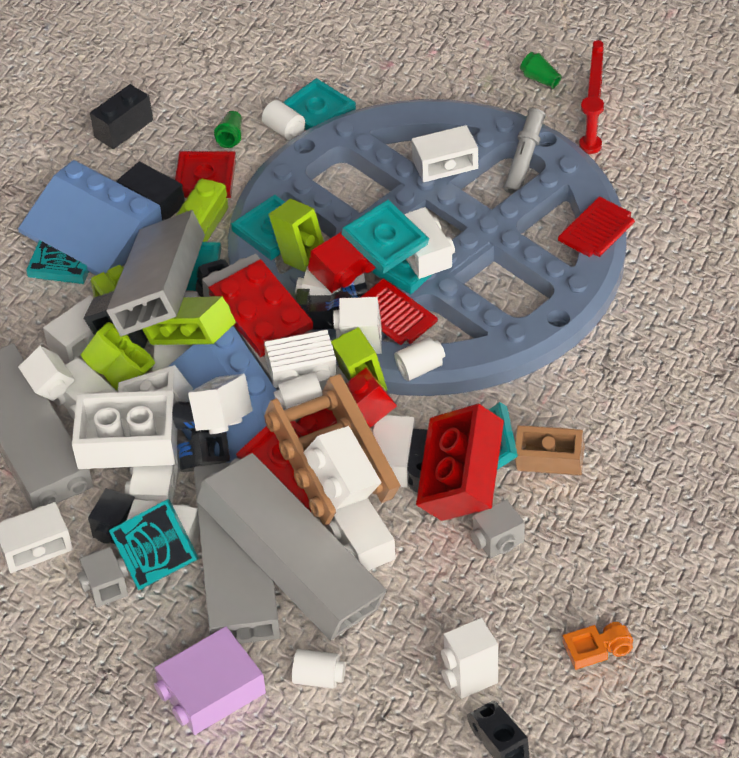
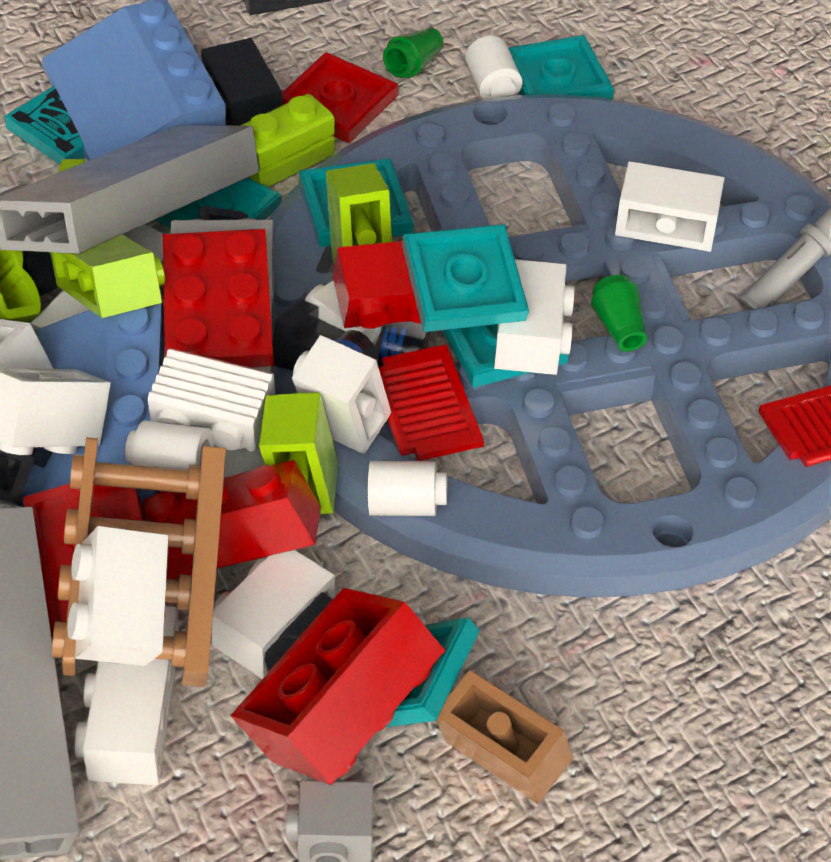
camera: 25 degrees right, 0 degrees up
(458, 219) = (620, 310): none -> green cone

